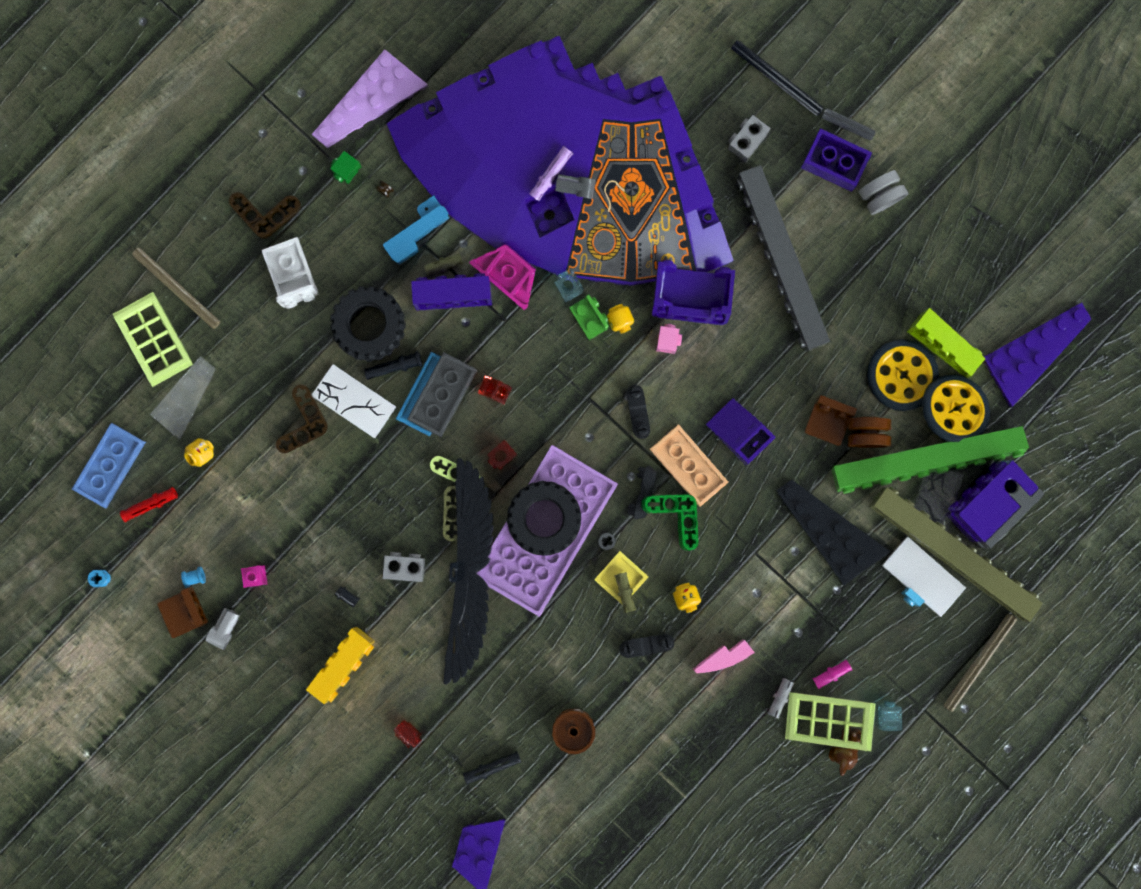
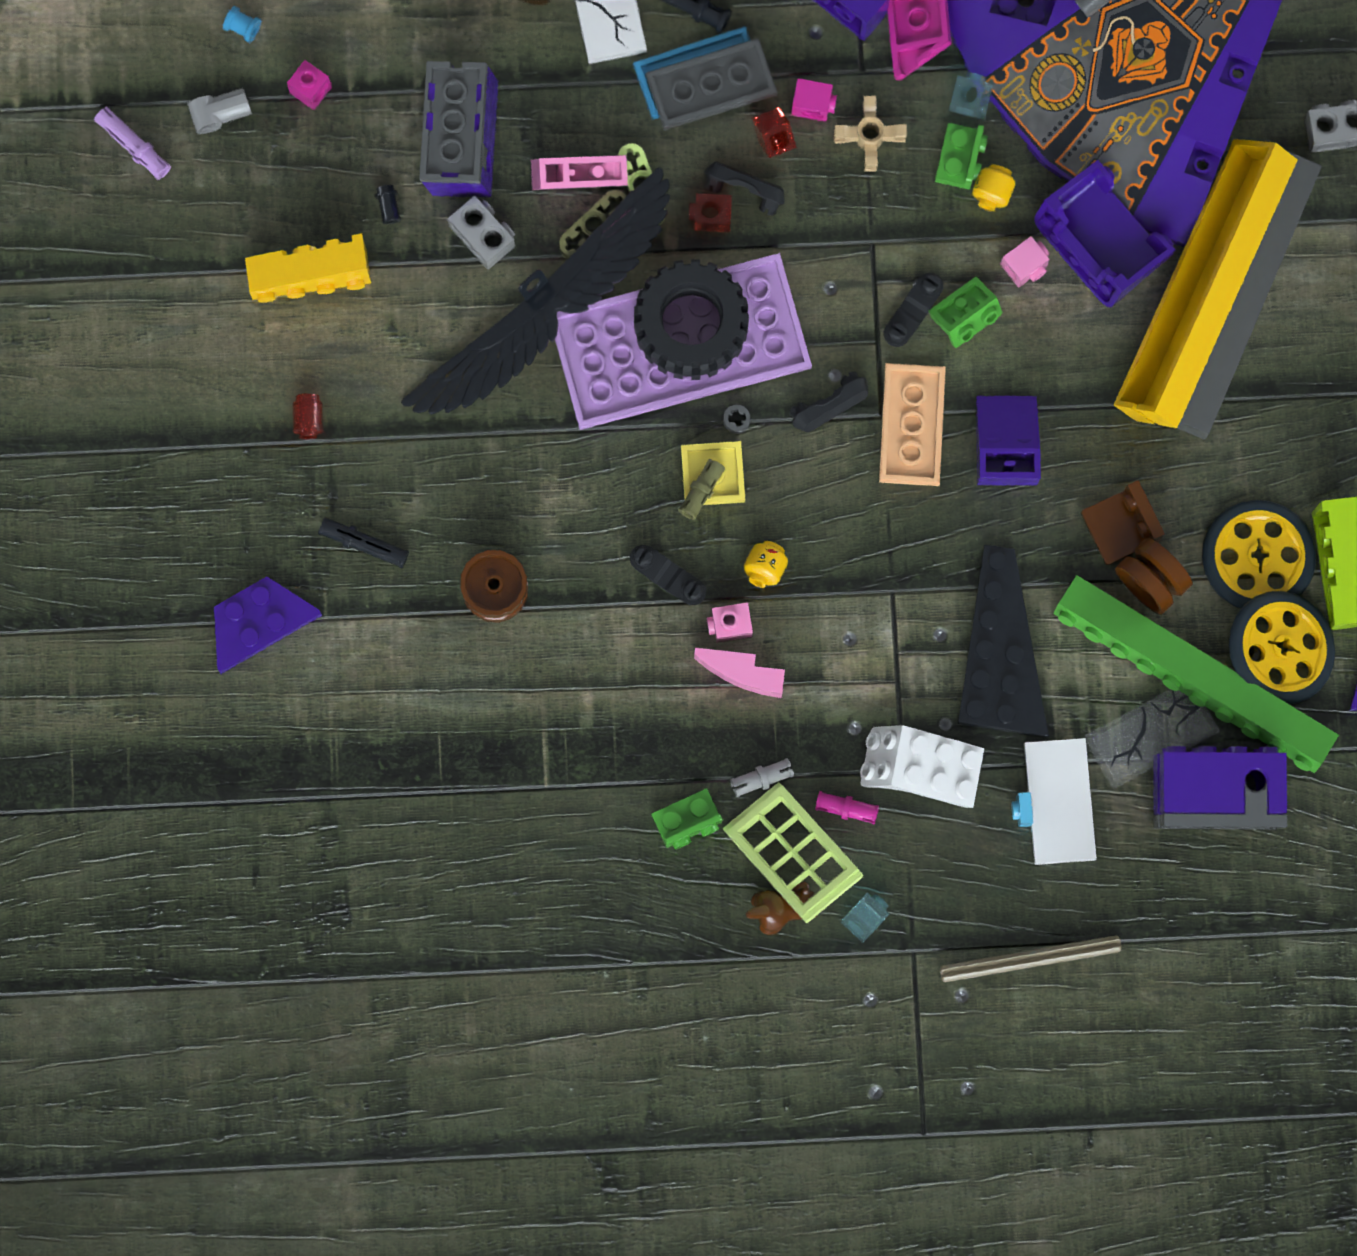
camera: 45 degrees right, 5 degrees down
(182, 612) = (193, 51): reddish brown bracket -> none
(197, 684) = (141, 151): none -> lavender pin
(346, 532) = (458, 129): none -> dark grey piece
(421, 496) = (579, 172): none -> bright pink slope
(497, 356) = (813, 100): none -> dark pink brick
(519, 420) = (771, 194): none -> black piece
(531, 354) = (892, 133): none -> tan pin
(663, 389) = (966, 311): none -> bright green bracket
(682, 512) = (854, 467): green beam -> none
(697, 640) = (730, 622): none -> bright pink brick
(761, 271) = (1205, 282): none -> yellow piece
(765, 751) = (686, 819): none -> bright green bracket
(848, 623) = (922, 764): none -> white bracket
(955, 554) = (1120, 807): olive brick -> none

